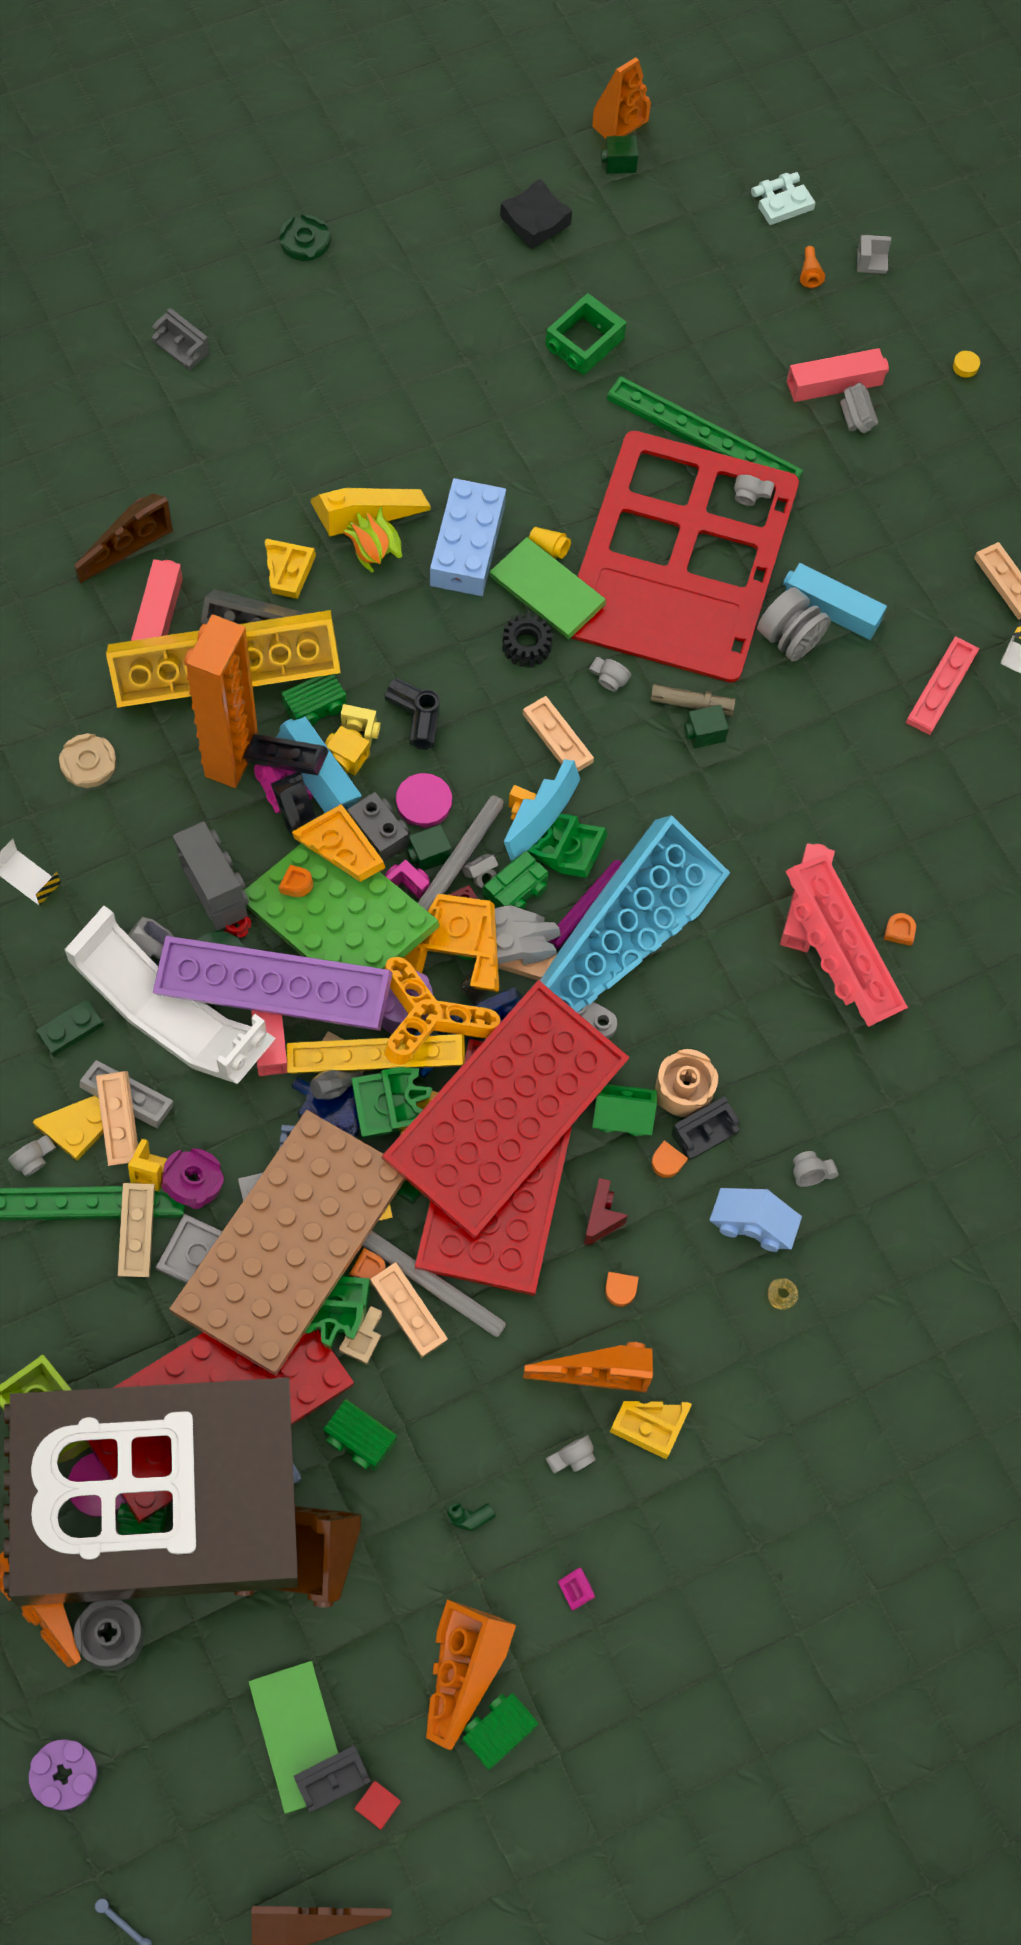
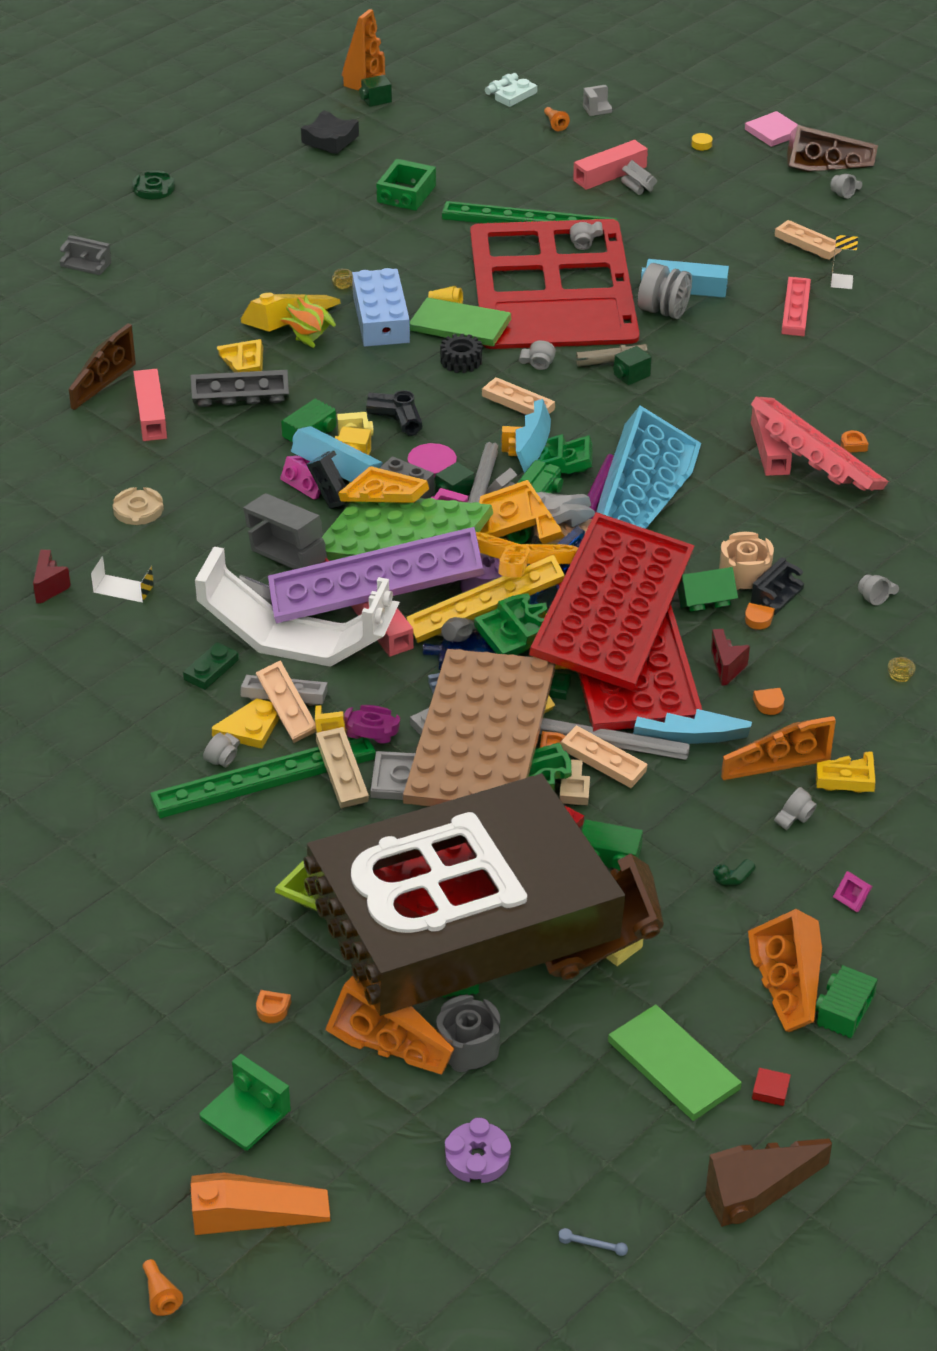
camera: 15 degrees left, 25 degrees down
(222, 698) = (251, 395): orange brick -> none
(277, 649) = (225, 406): yellow brick -> none
(286, 754) = (309, 445): black tile -> none
(296, 882) = (359, 520): orange tile -> none
(332, 1779) = (722, 1069): black hinge -> none
(452, 465) = (342, 278): none -> clear yellow plate
(528, 1310) = (704, 728): none -> medium azure slope
(756, 1215) = (852, 615): light blue brick -> none

